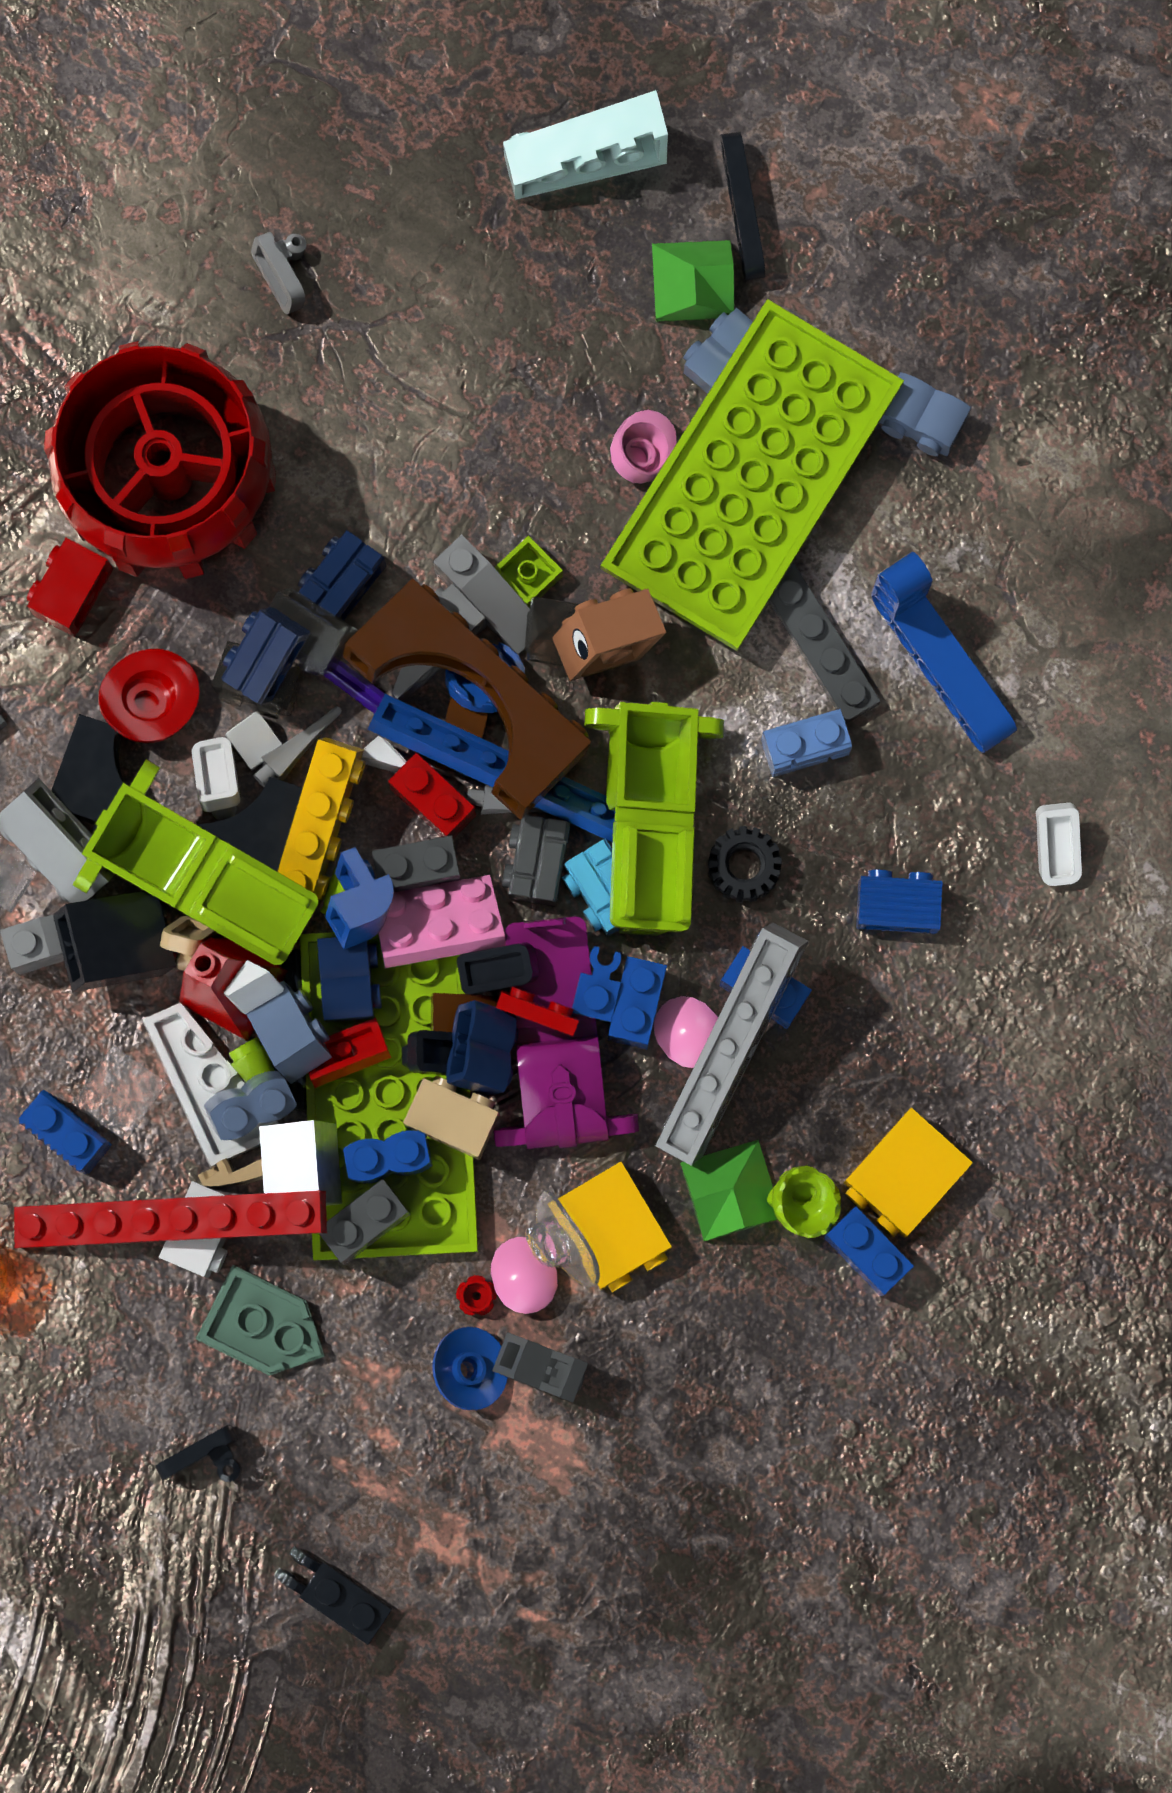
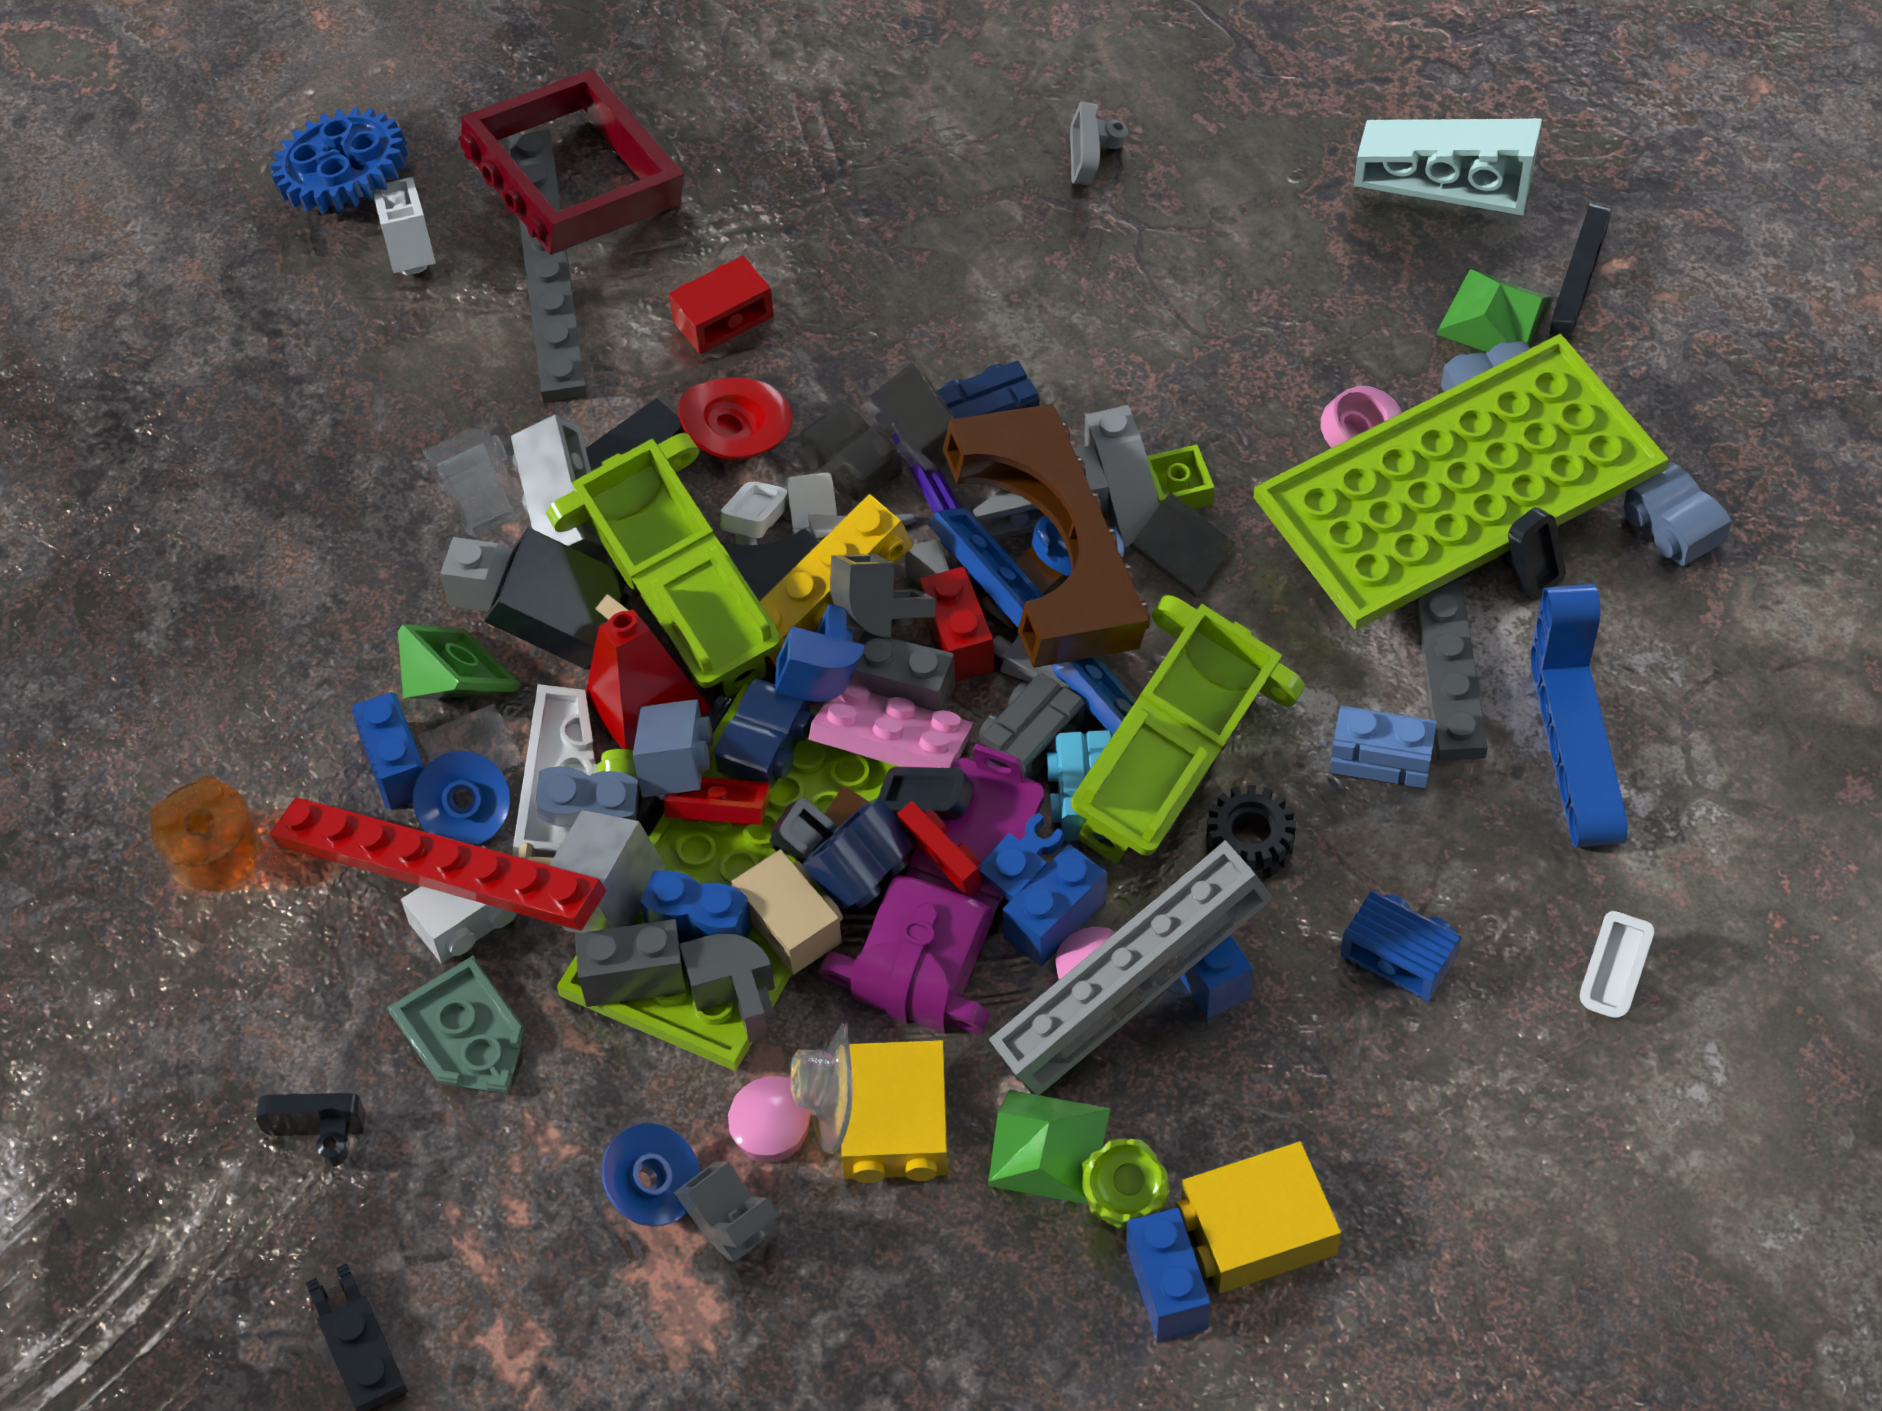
camera: 30 degrees right, 25 degrees down
(65, 1036) = (448, 664): none -> bright green slope
(131, 390) = (872, 214): red wheel -> none
(155, 1157) = (436, 803): none -> blue dish
(252, 987) = (660, 683): white slope -> none
(264, 654) = (865, 409): dark blue brick -> none
(369, 821) = (866, 591): none -> dark grey brick
(438, 1185) = (727, 970): none -> dark grey brick
(465, 1296) = (705, 1099): red plate -> none
(608, 633) = (1226, 548): nougat brick -> none
(841, 513) = (1535, 552): none -> black piece

